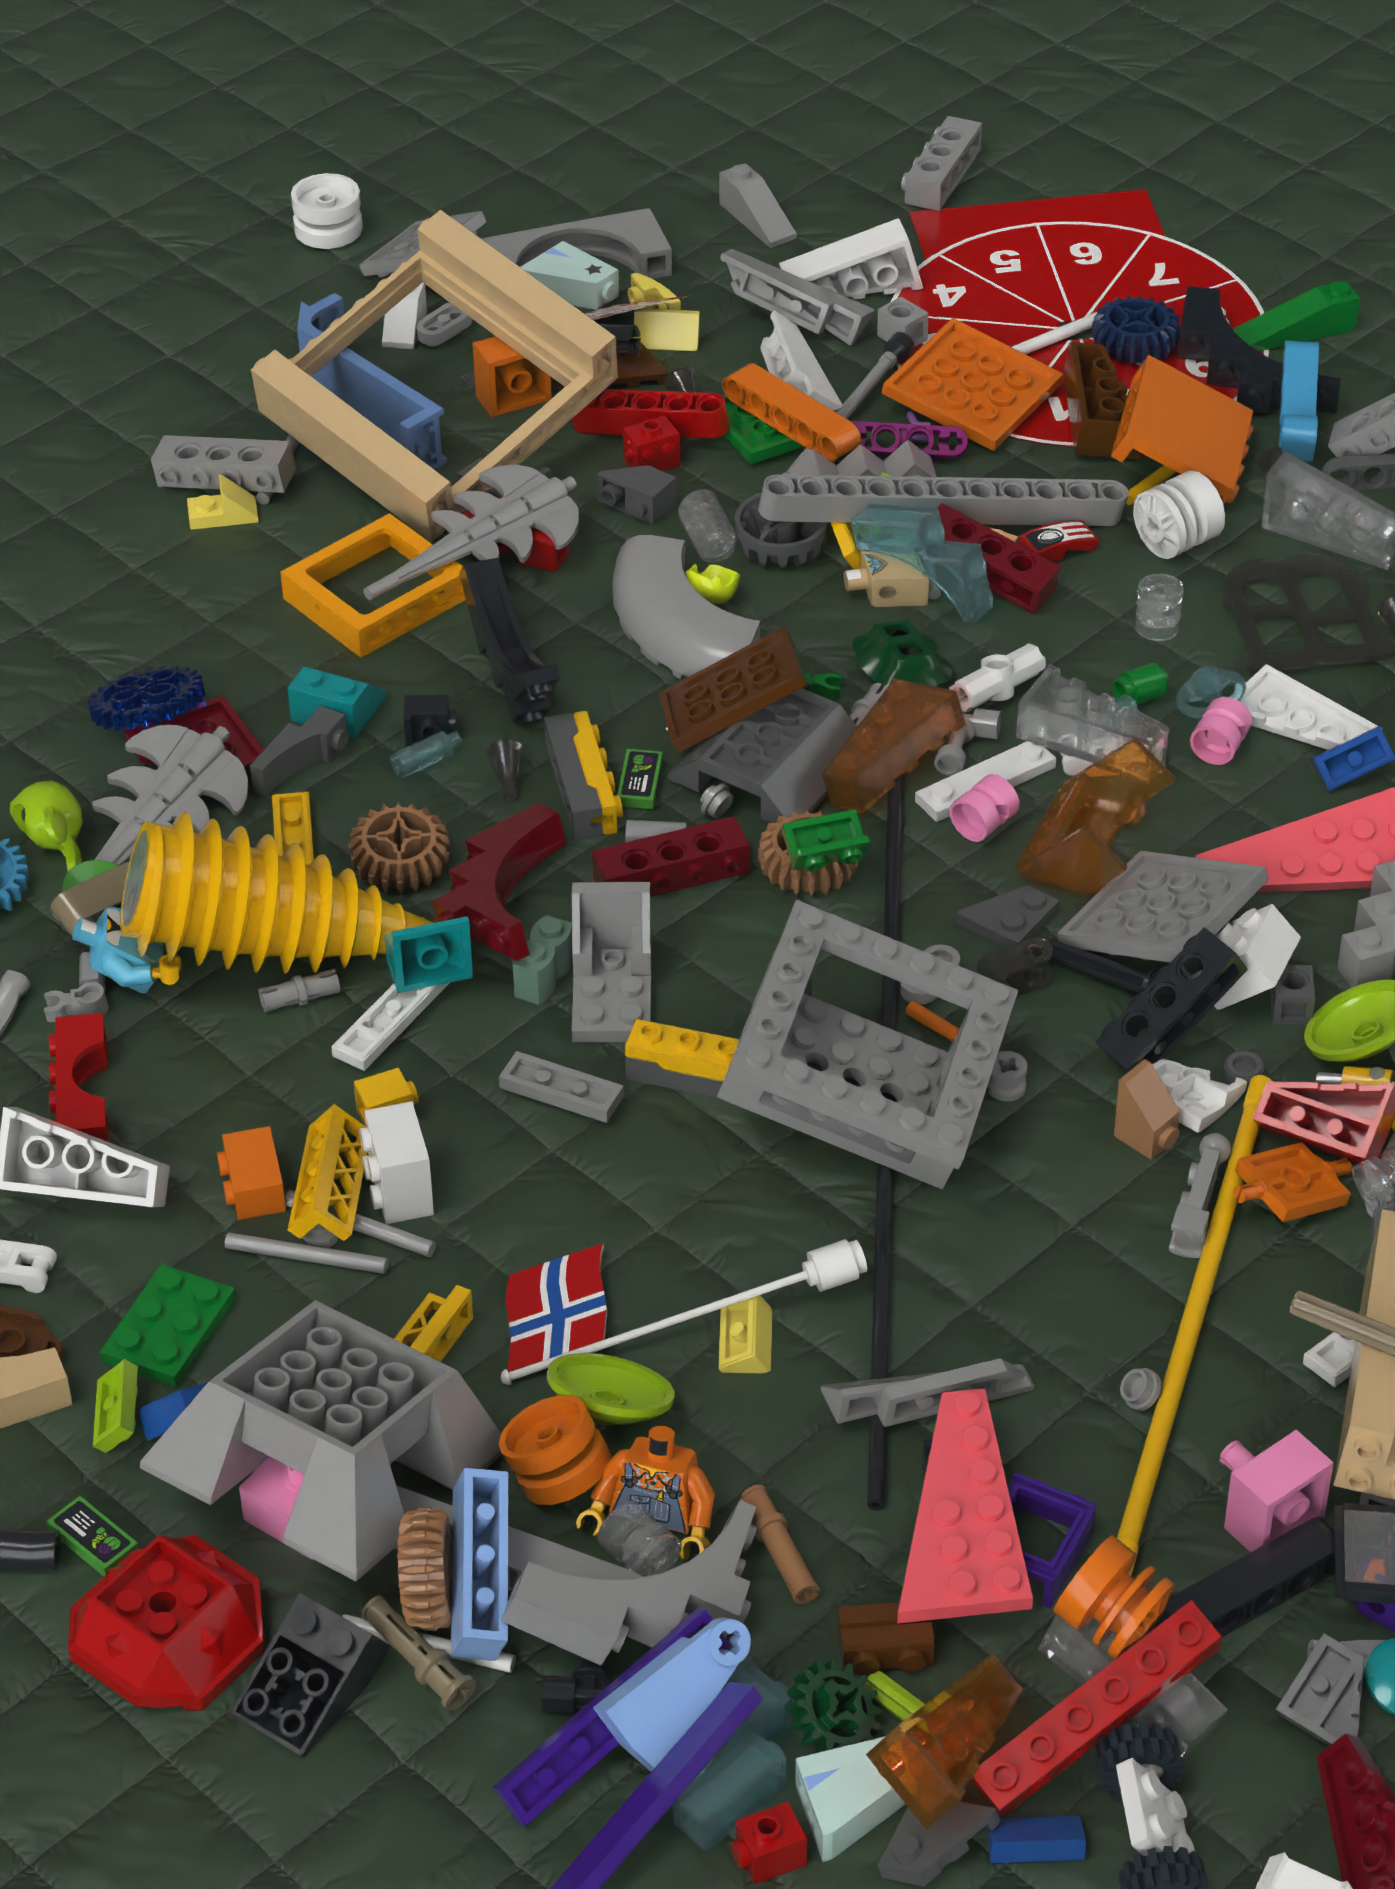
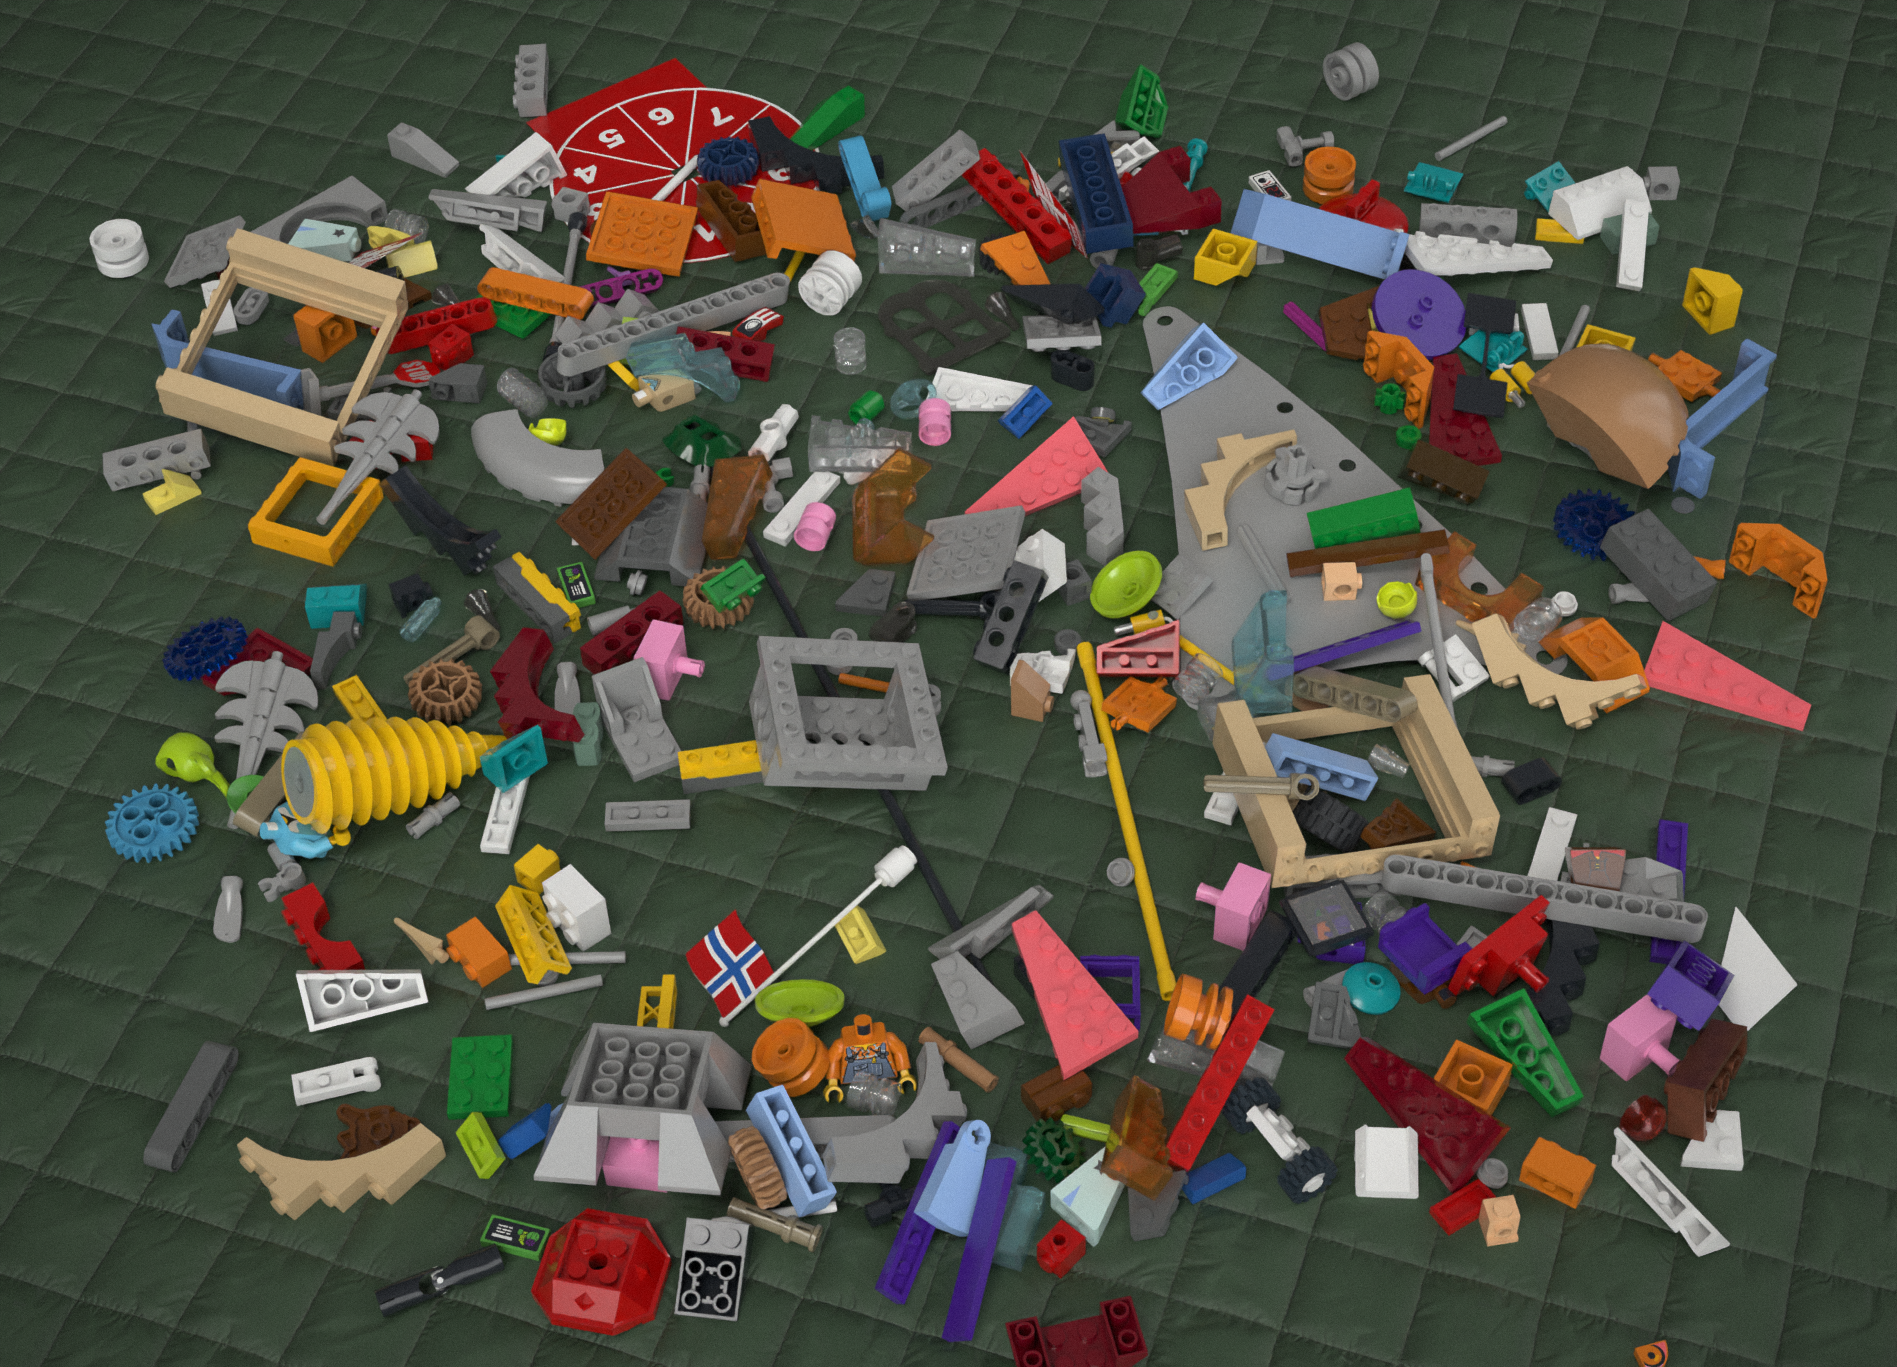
camera: 25 degrees left, 5 degrees up
(200, 1139) = (428, 945): none -> tan piece
(483, 795) = (478, 634): none -> dark tan axle
(554, 896) = (567, 688): none -> light grey piece
(581, 461) = (410, 373): none -> light grey piece
(684, 282) = (408, 224): none -> clear wheel
(689, 901) = (667, 657): none -> bright pink brick
(836, 1476) = (974, 1002): none -> light grey wedge

